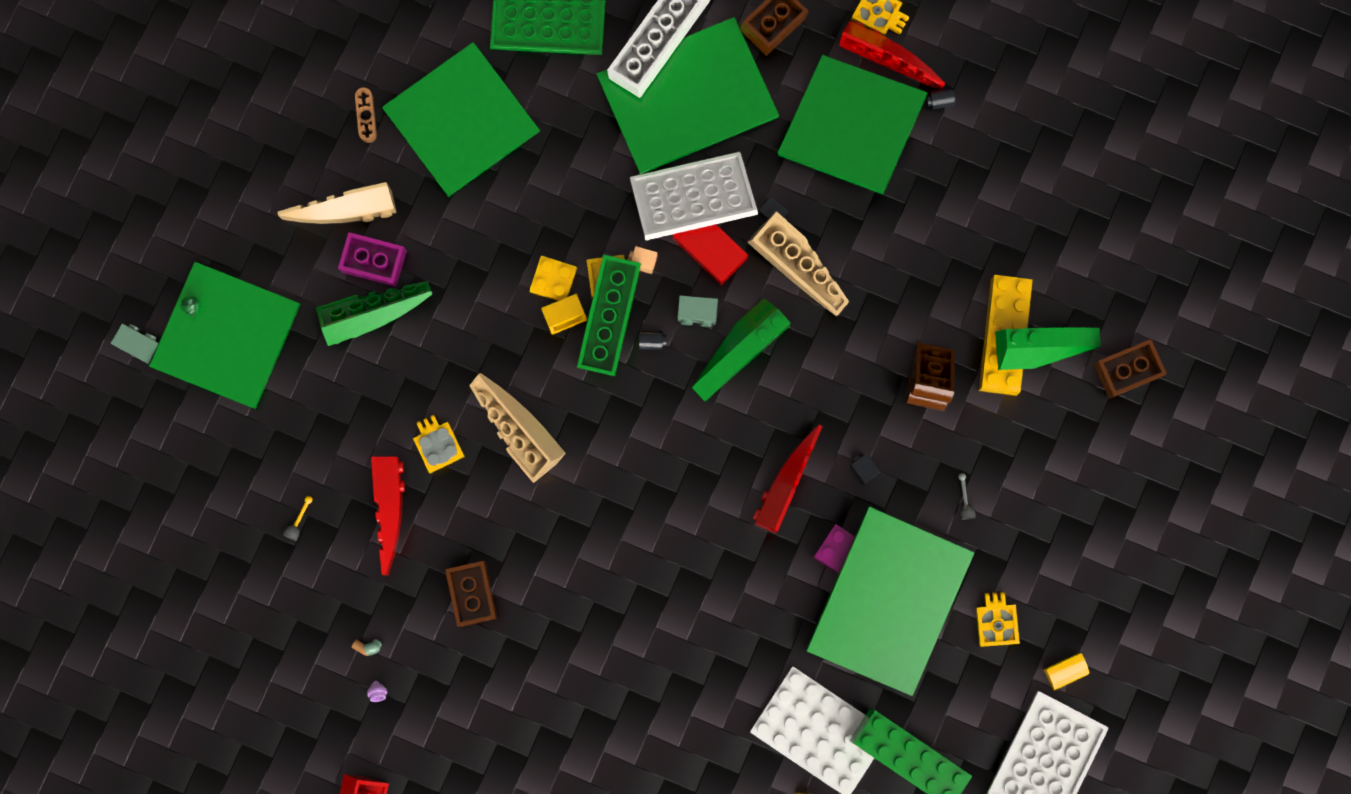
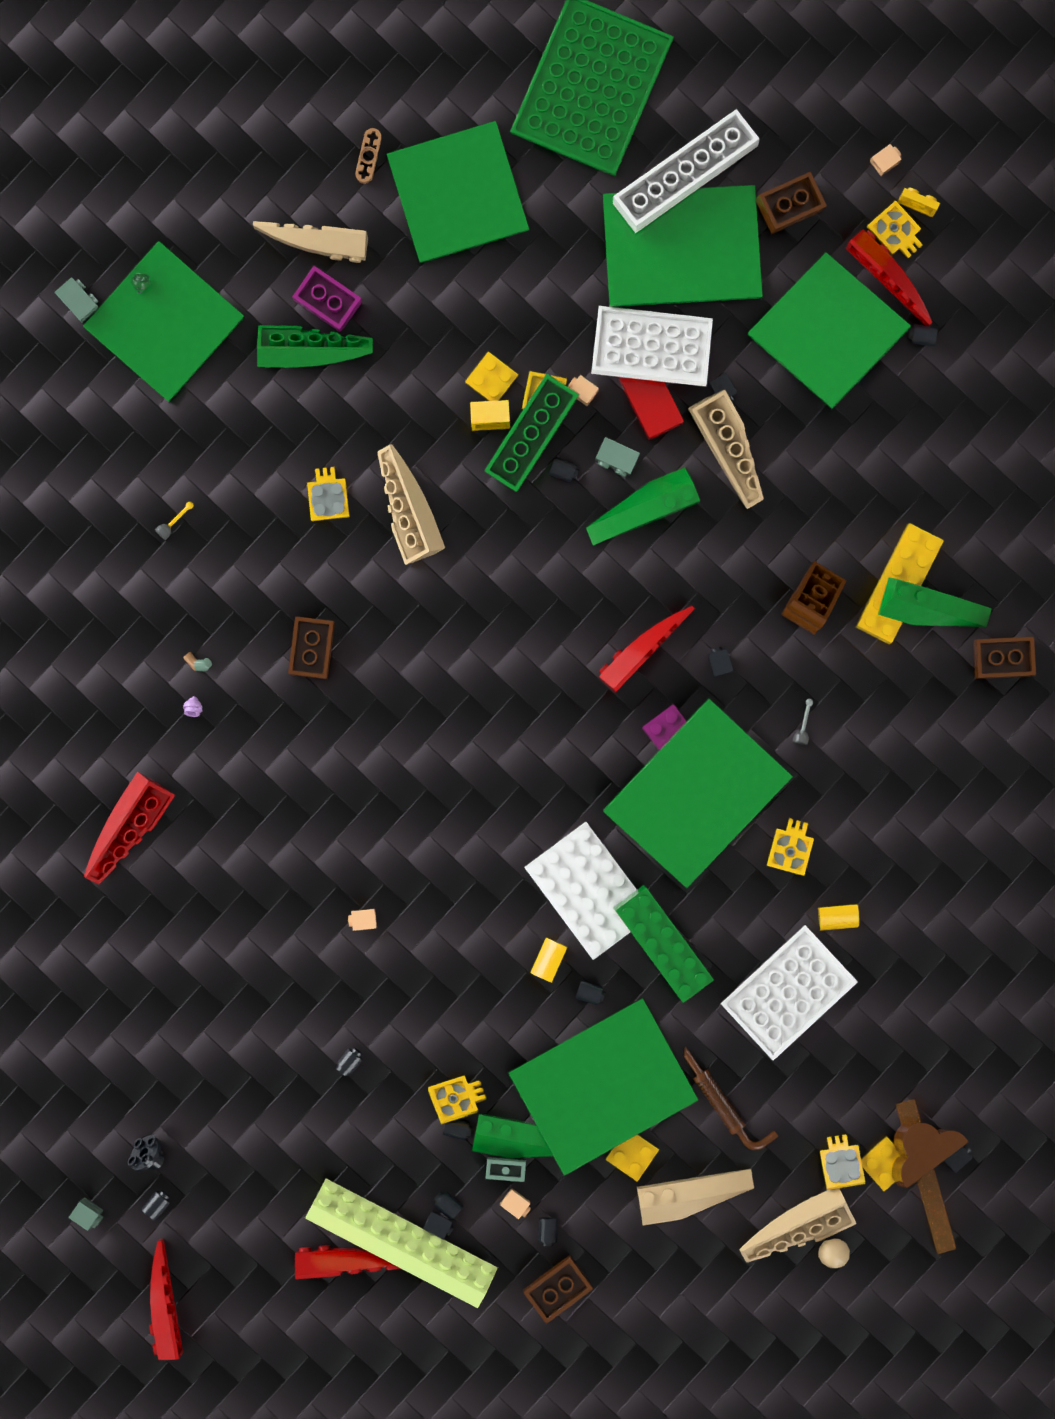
camera: 20 degrees right, 5 degrees up
(388, 495) = (265, 530): red wedge -> none

